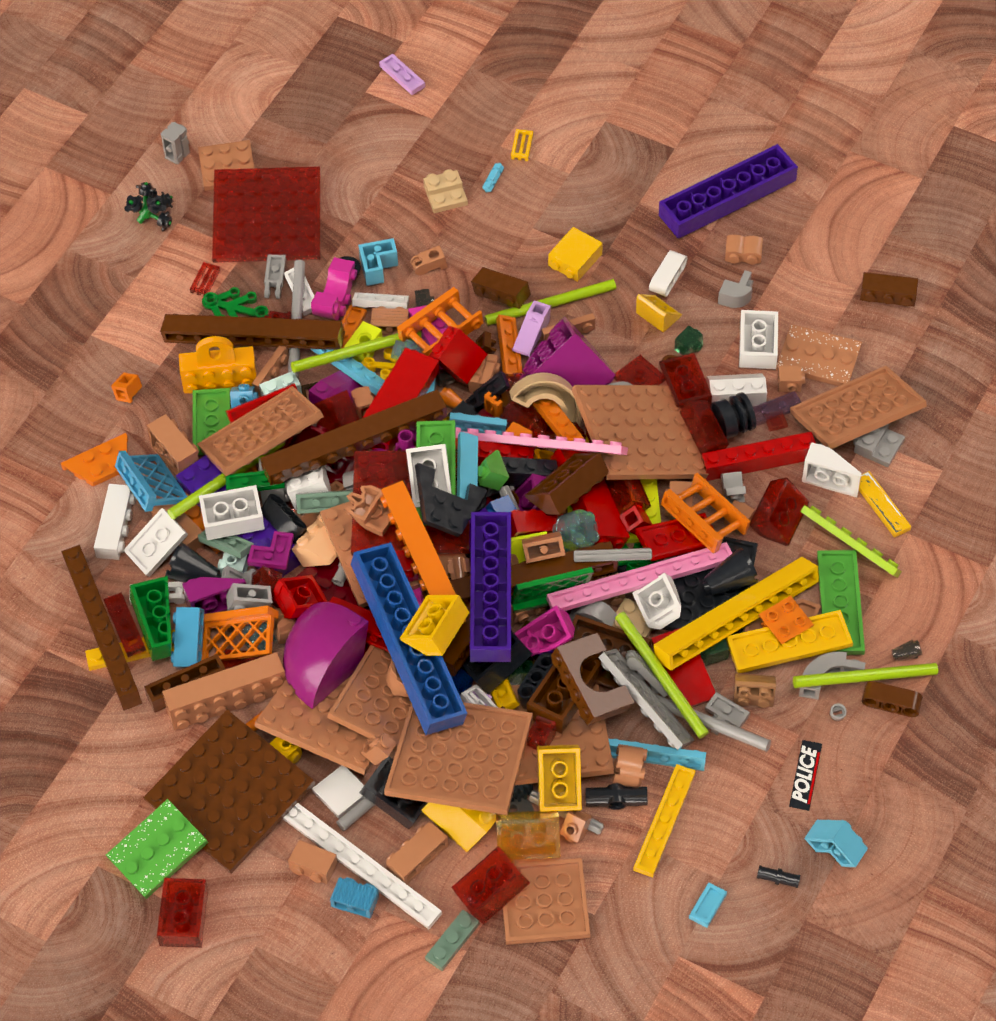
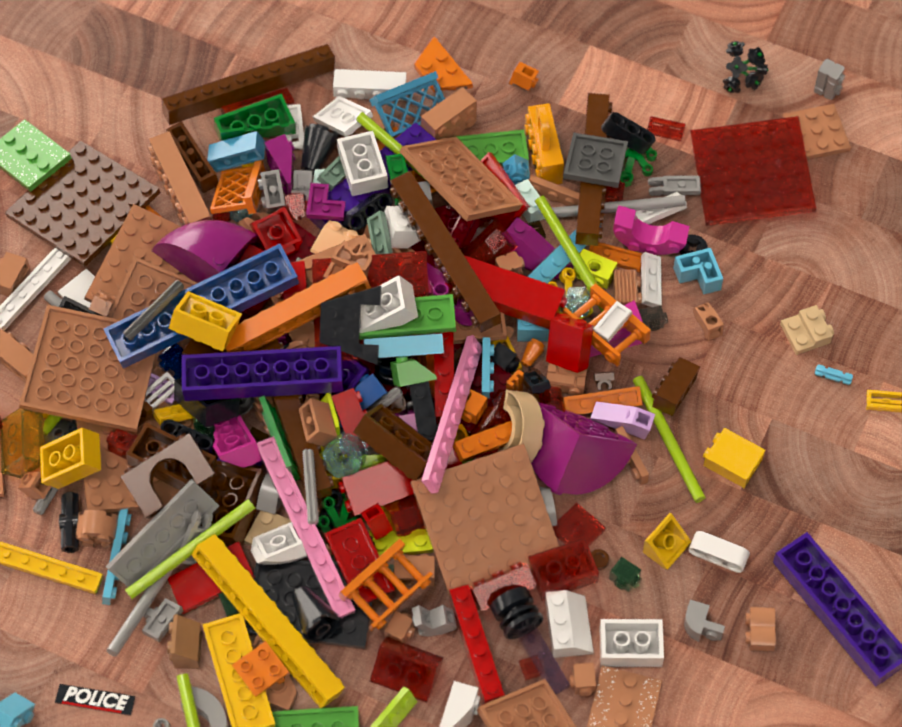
camera: 85 degrees right, 5 degrees up
(217, 298) = (624, 129): none -> black beam
(253, 319) = (595, 160): none -> dark grey plate
(417, 672) = (154, 309): none -> dark grey axle
(442, 313) = (612, 321): none -> white tile

